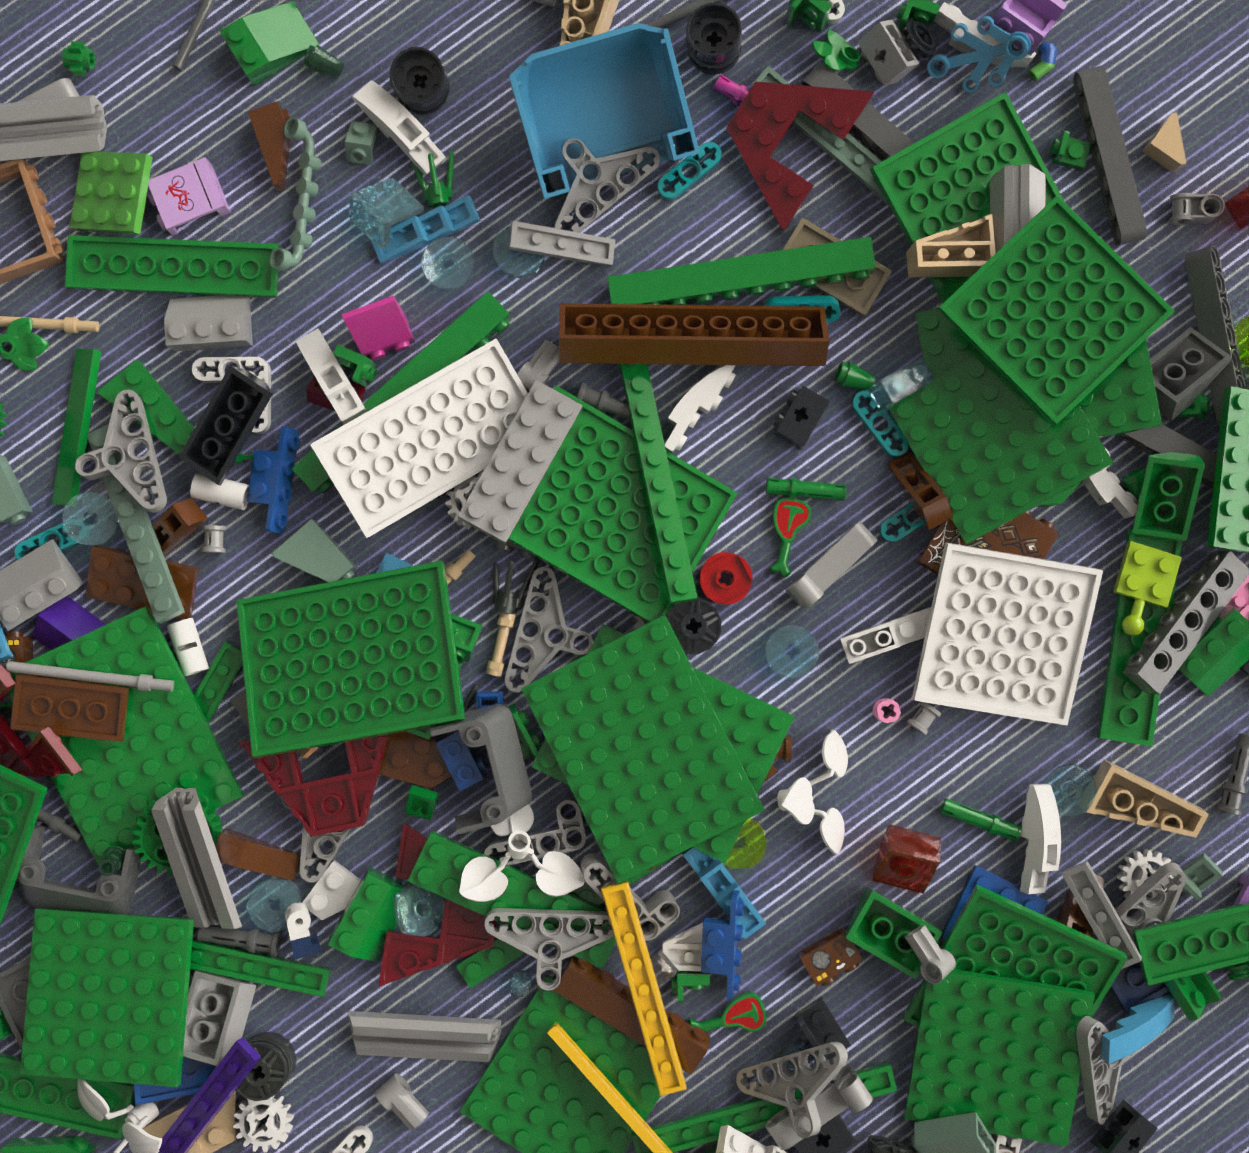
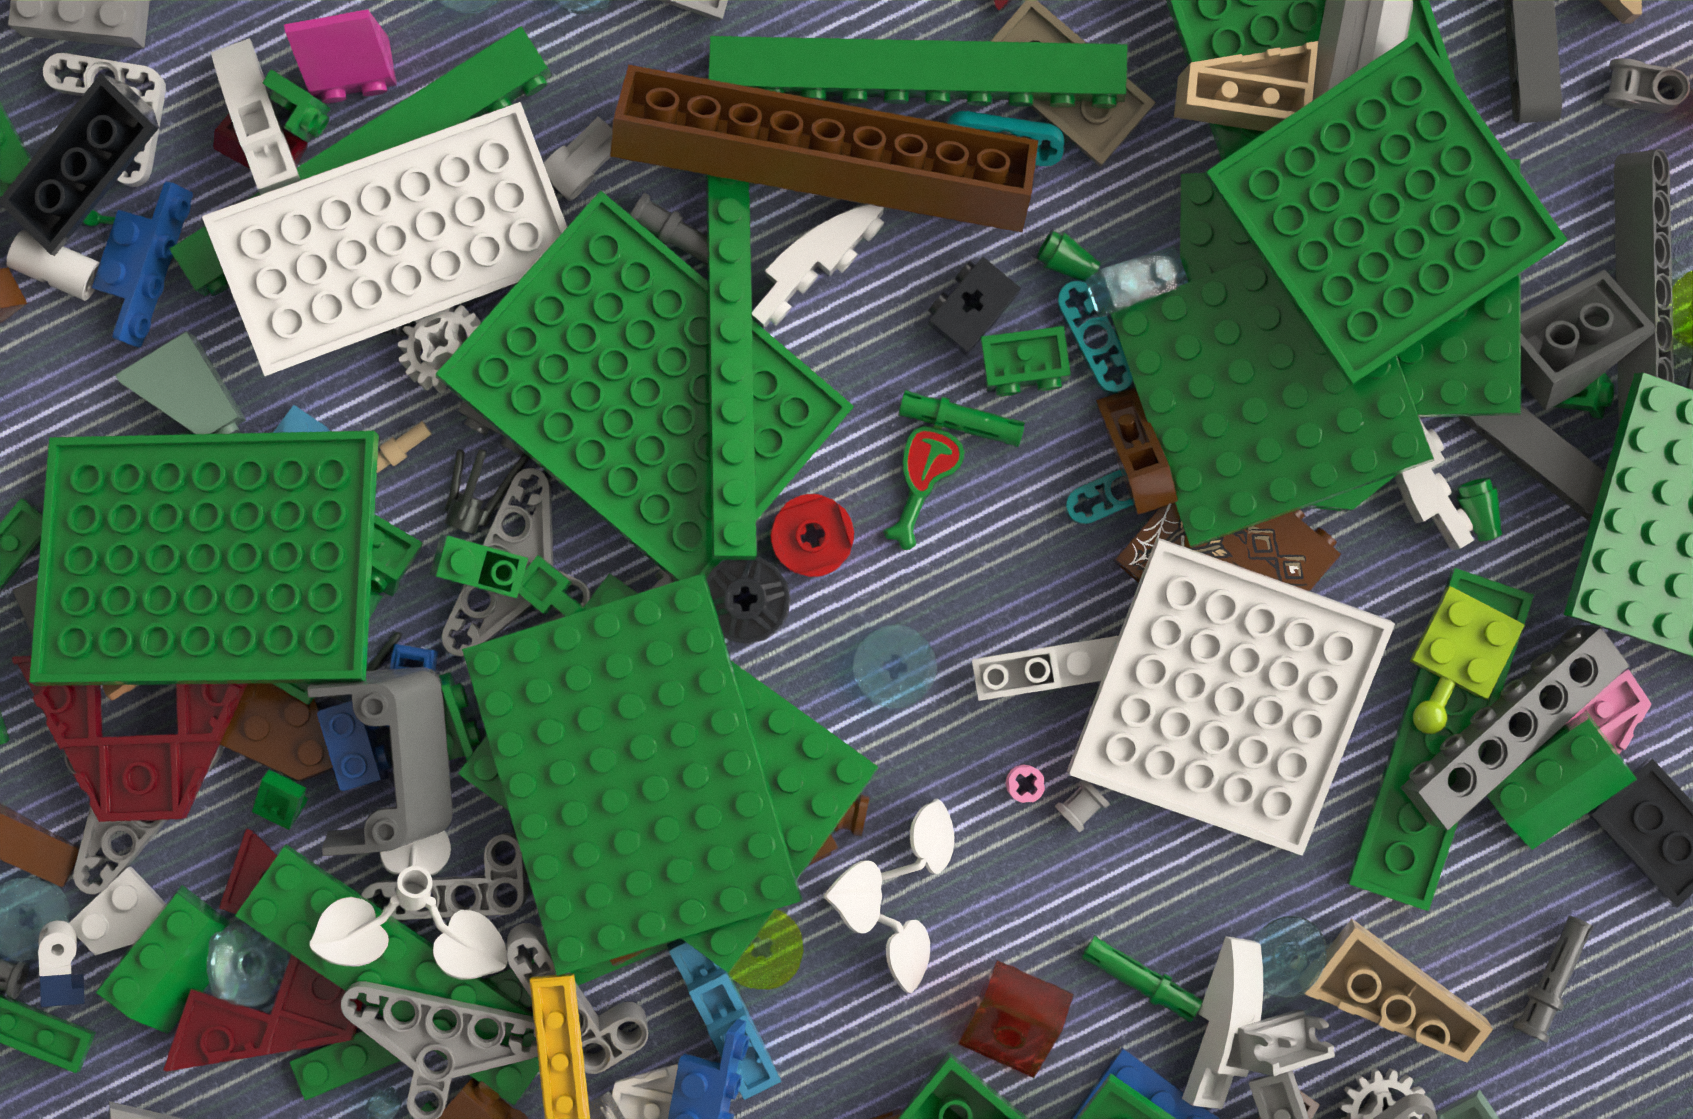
camera: 15 degrees right, 0 degrees up
(213, 539) = (30, 337): light grey bush -> none
(496, 666) = (432, 610): tan bar -> none
(520, 462) = (522, 299): light grey plate -> none
(521, 634) = (478, 566): none -> green slope
(564, 640) = (546, 587): none -> green plate
(831, 565) = (979, 543): light grey beam -> none
(840, 445) = (1025, 360): none -> green bracket
(1078, 845) = (1283, 1043): none -> light grey hinge
(1168, 495) = (1517, 524): green slope -> none

